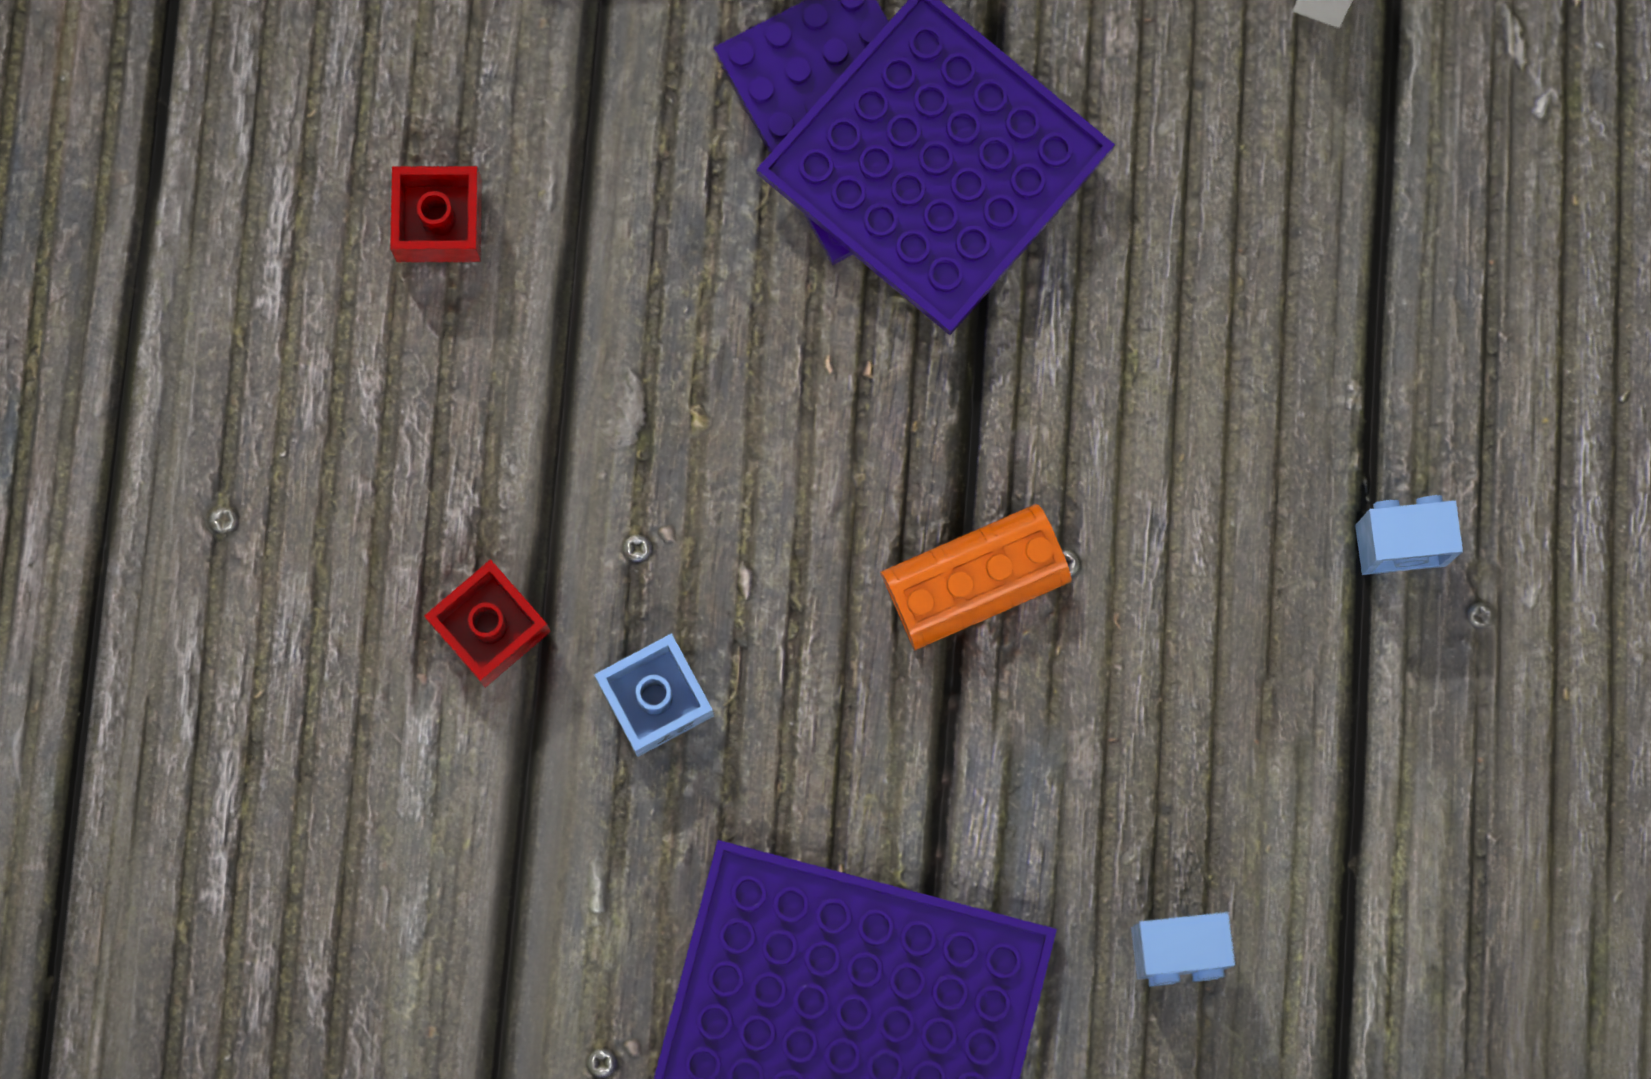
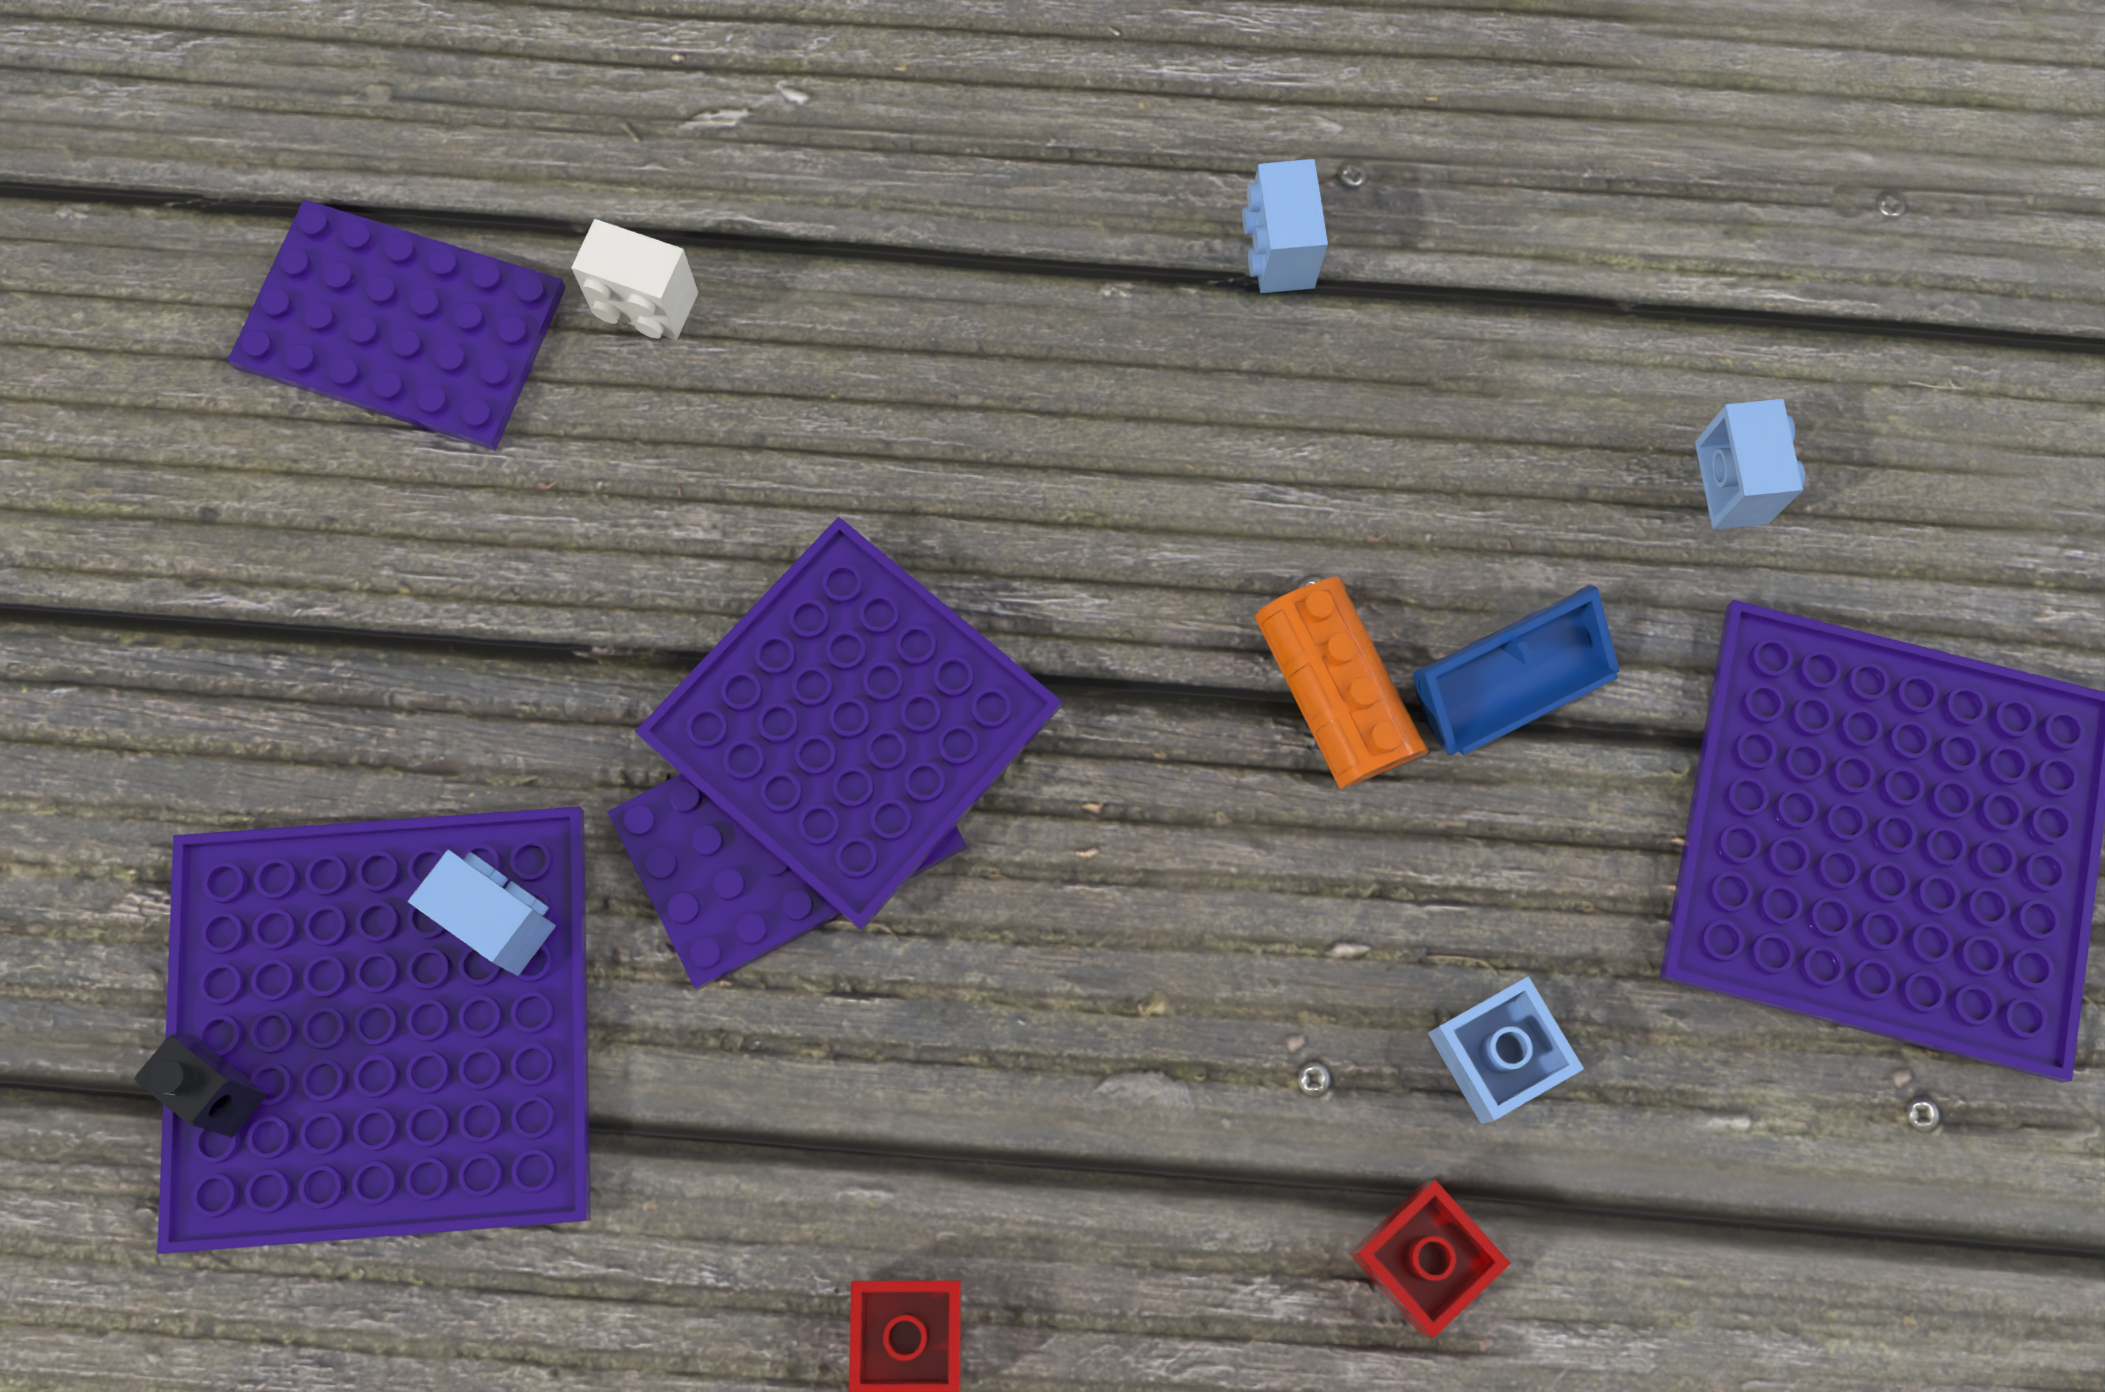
camera: 90 degrees left, 5 degrees down
(984, 730) = (1518, 673): none -> blue container

